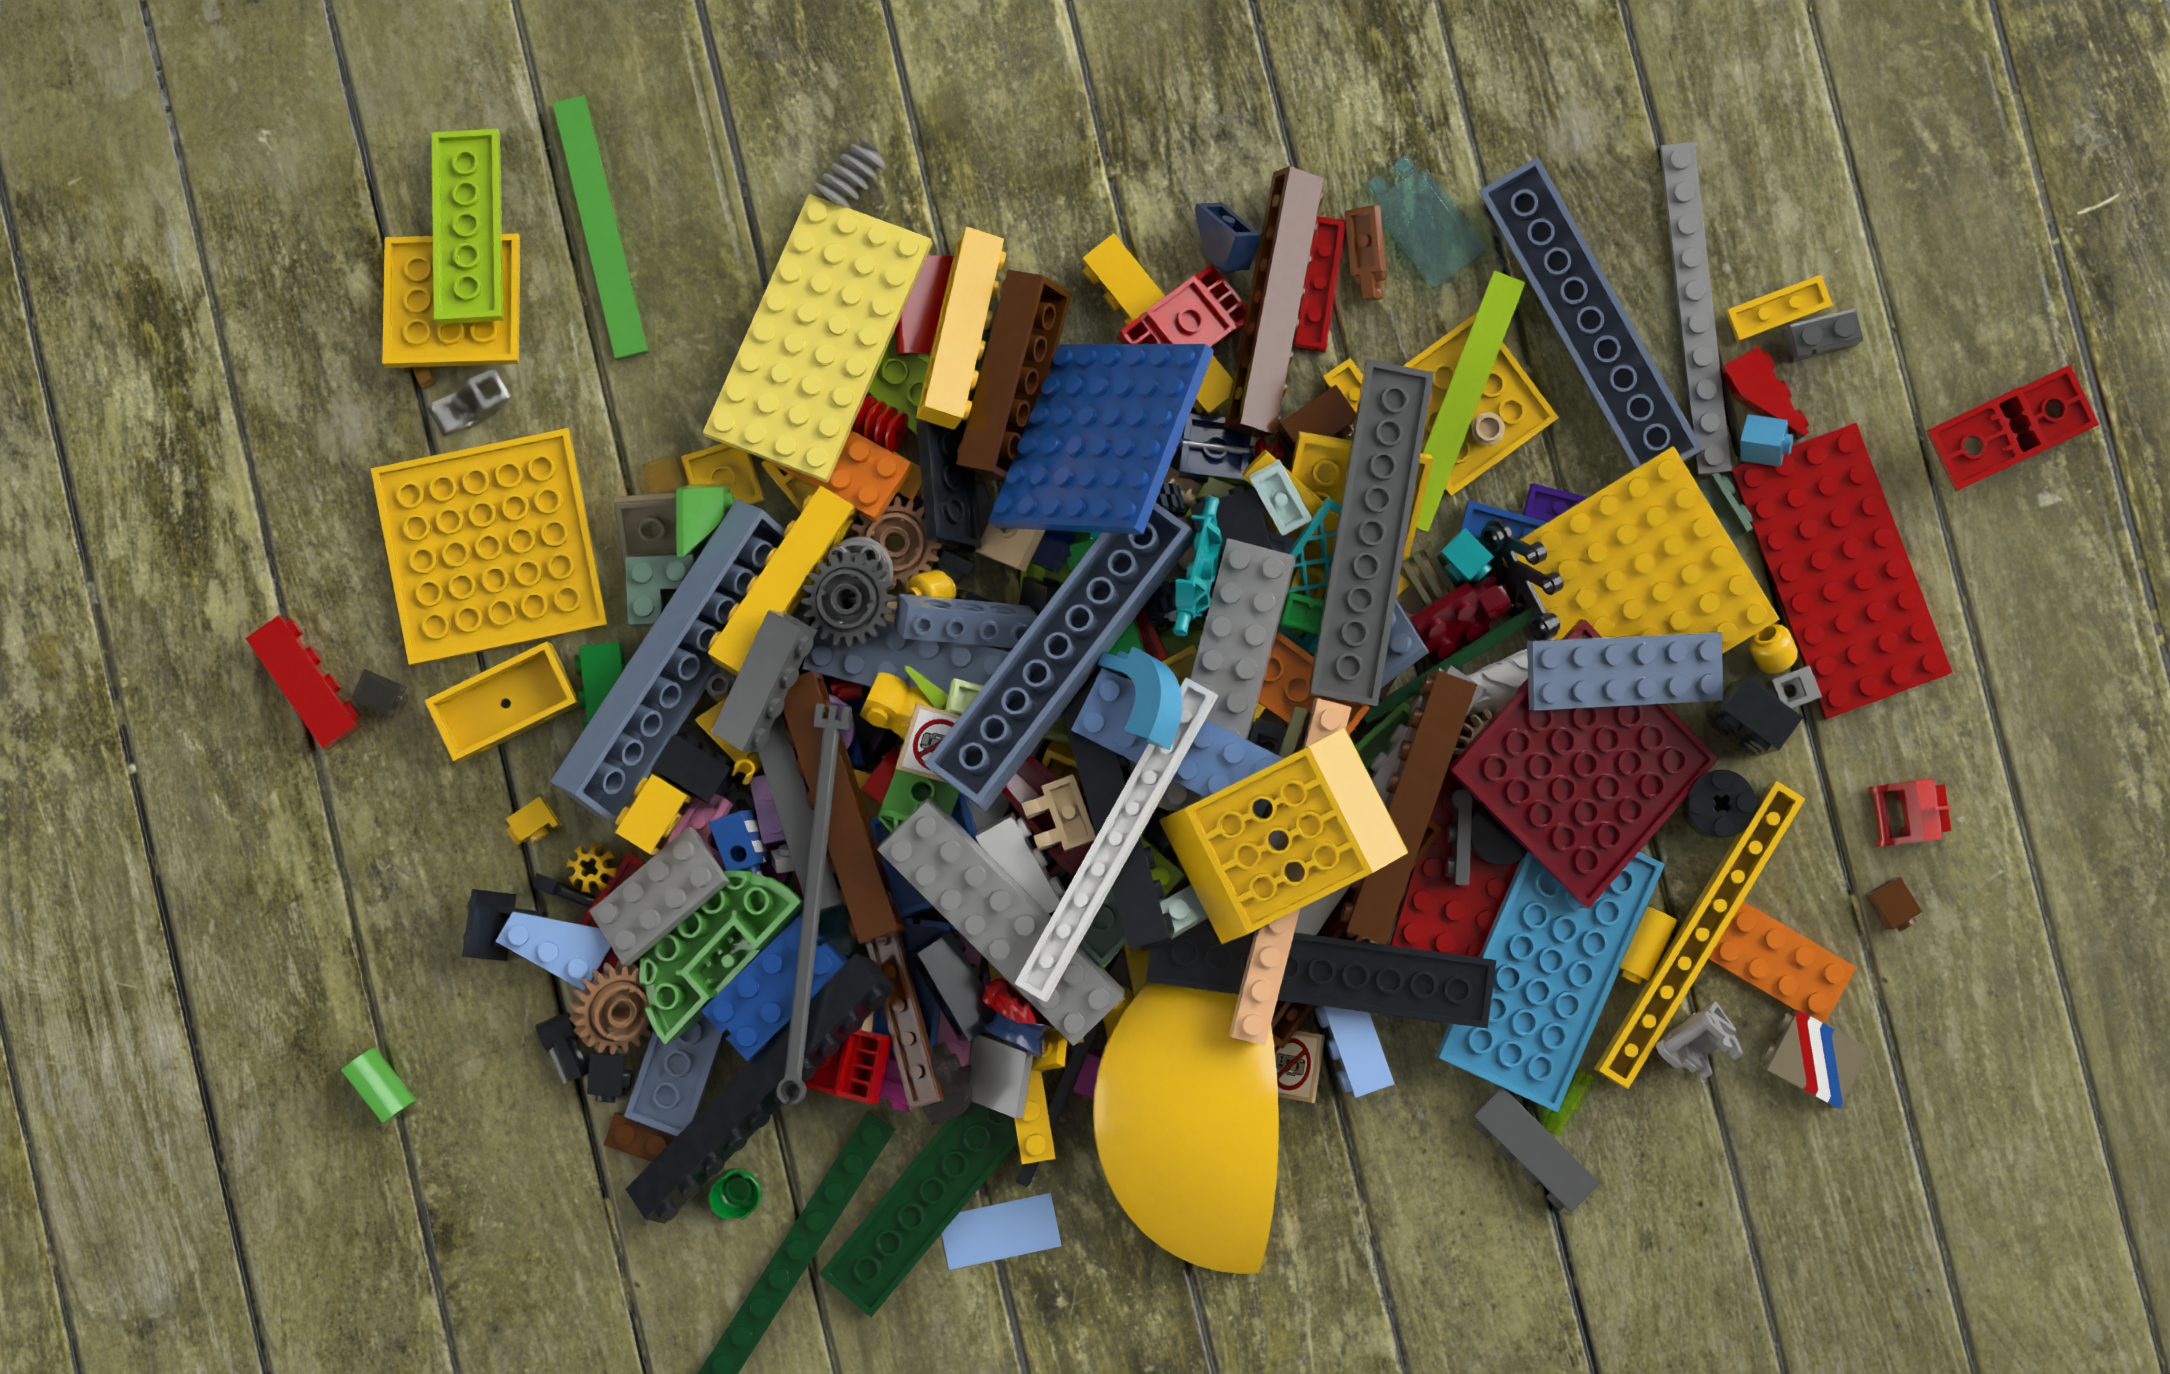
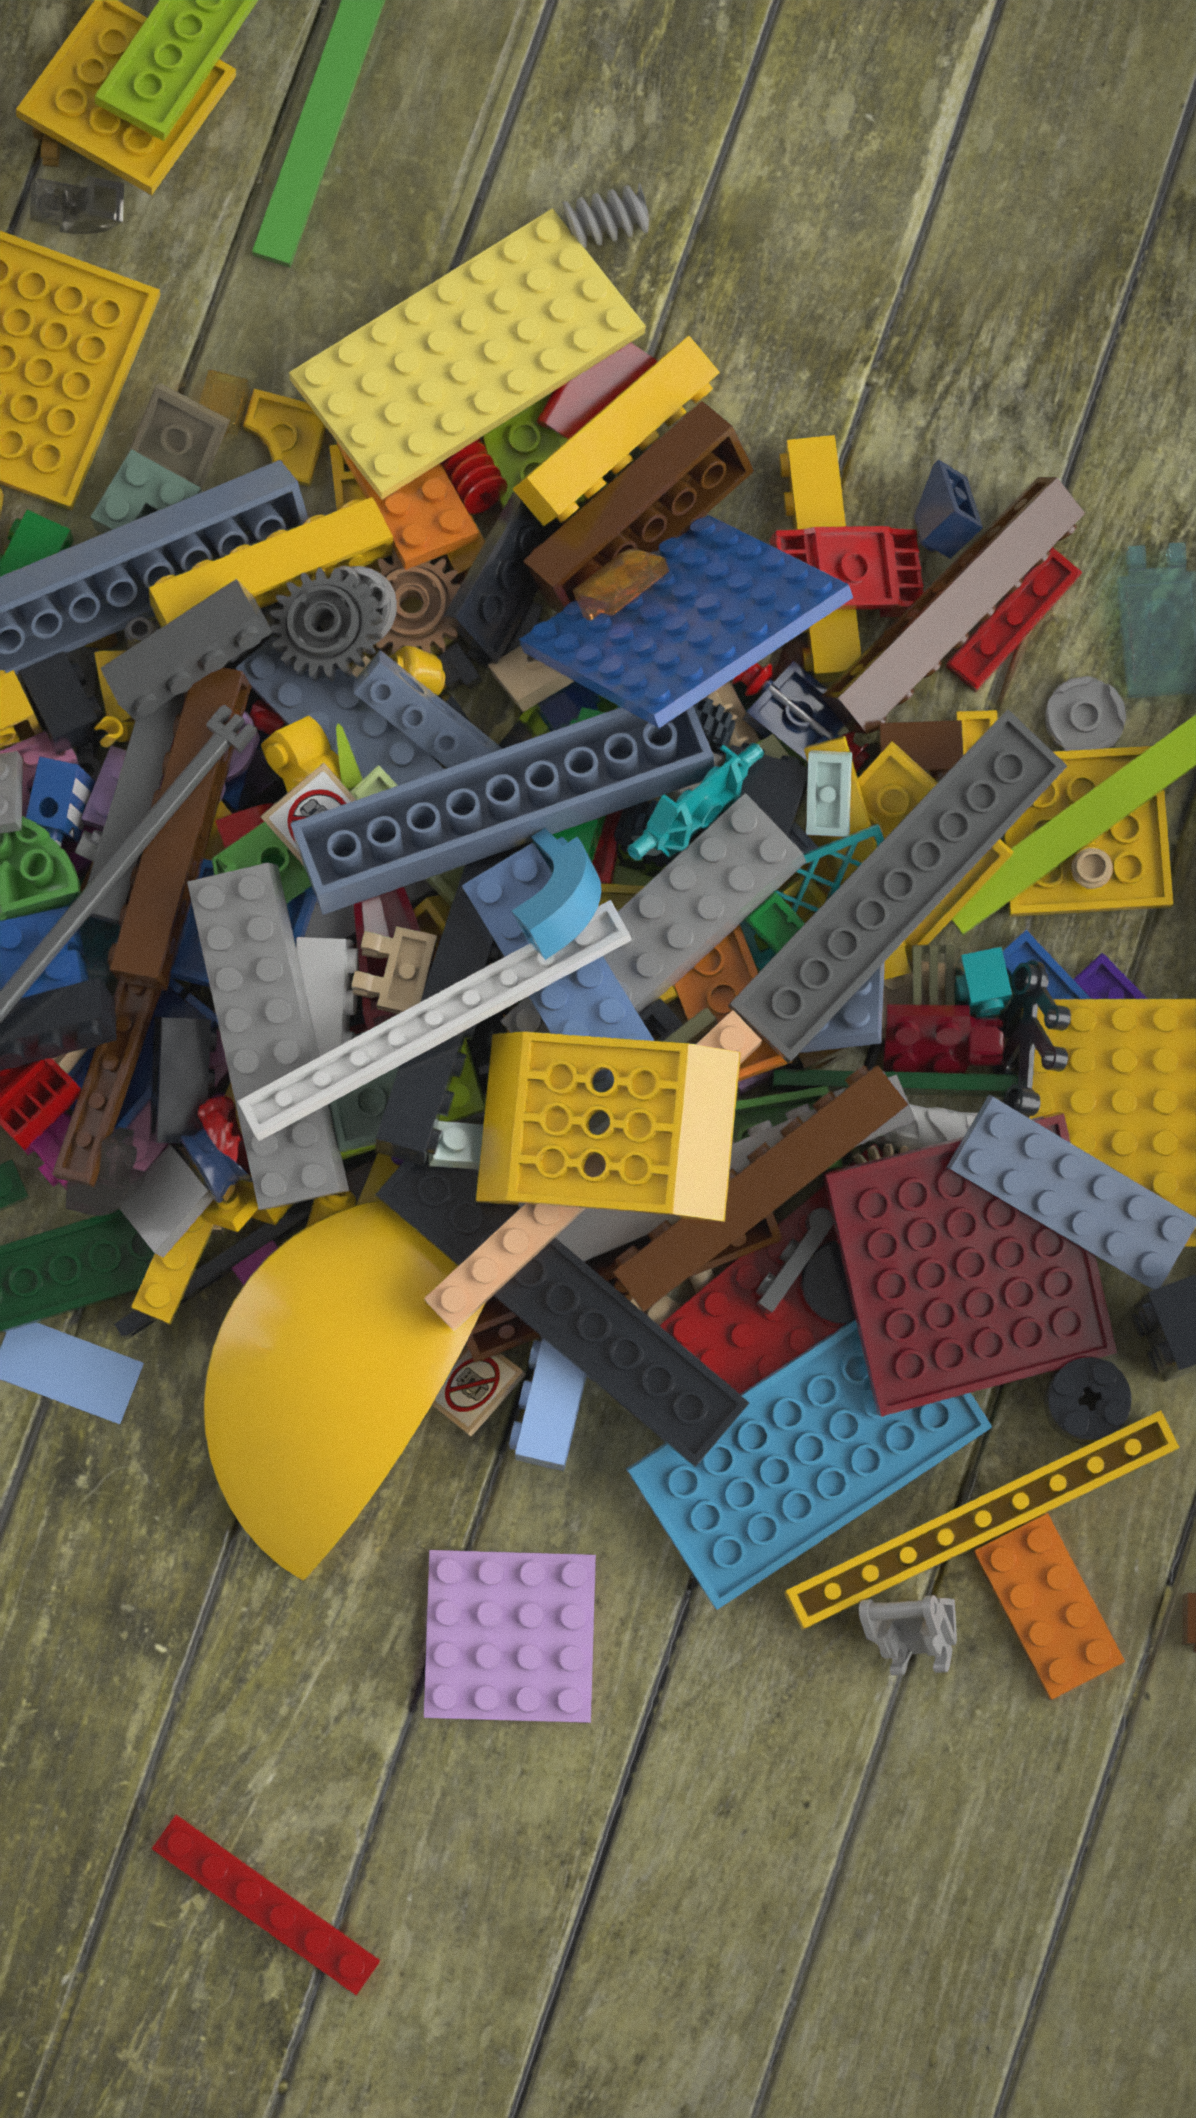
camera: 30 degrees right, 5 degrees down
(699, 514) = (231, 452): bright green slope -> none
(1036, 439) = (619, 582): none -> clear orange slope
(1366, 250) = (1083, 614): dark orange hinge -> none
(1412, 321) = (1085, 715): none -> light grey tile
(1425, 1220) = (509, 1636): none -> lavender plate
(1534, 1149) = (669, 1634): dark grey brick -> none
(1557, 1120) = (736, 1609): clear neon green pin -> none
(1647, 945) = (920, 1499): yellow brick -> none
(1814, 1057) = (1021, 1725): panel -> none

